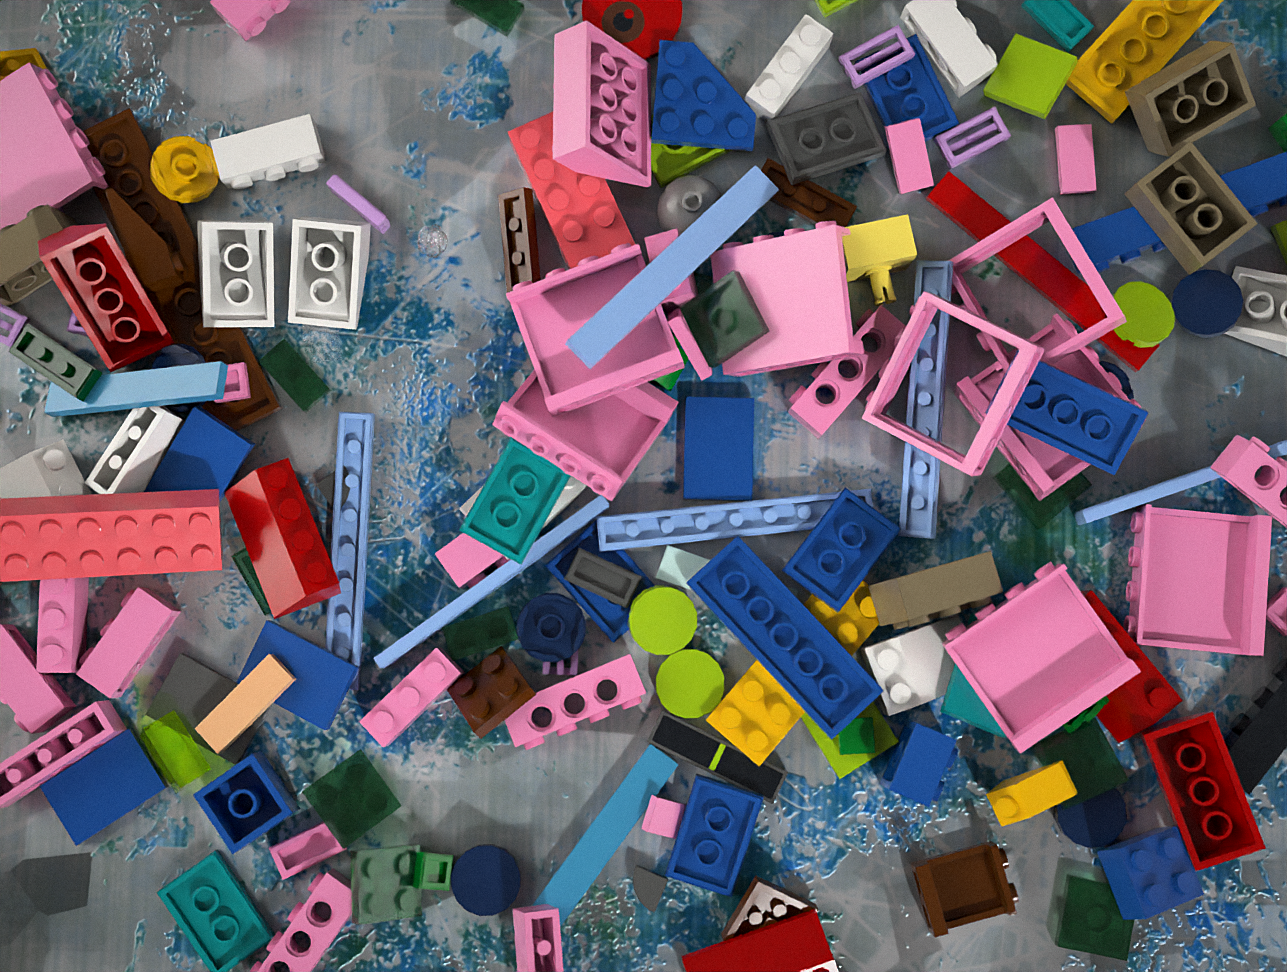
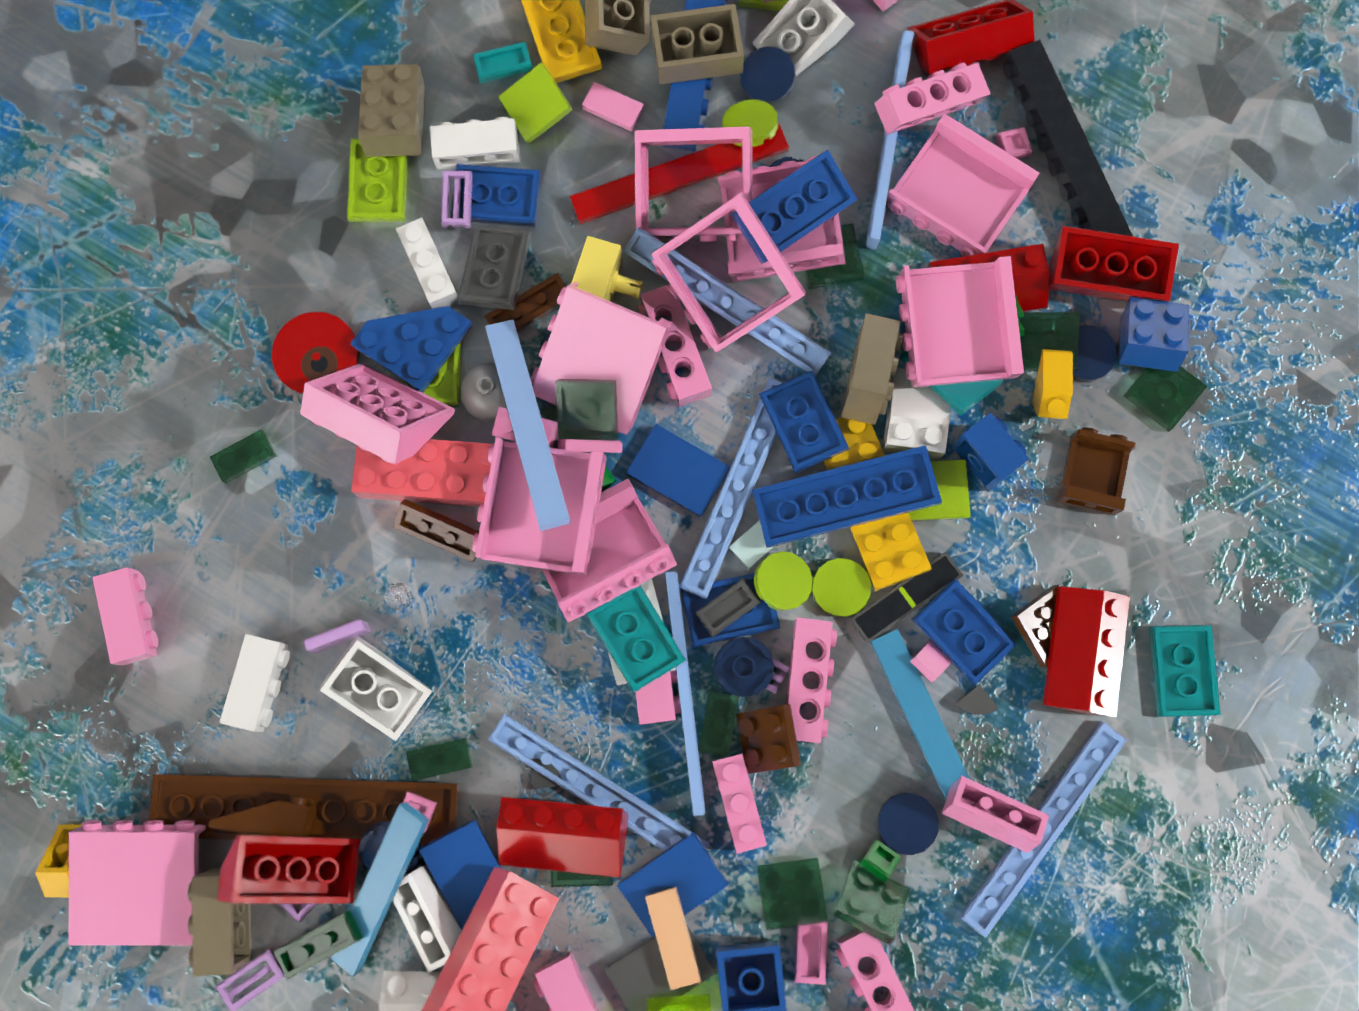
camera: 60 degrees left, 5 degrees down
(184, 169) = (228, 757): yellow tile -> none
(236, 273) = (334, 759): white slope -> none
(857, 737) = (948, 485): green tile -> none
(909, 155) = (542, 216): bright pink tile -> none
(947, 151) = (554, 189): lavender tile -> none

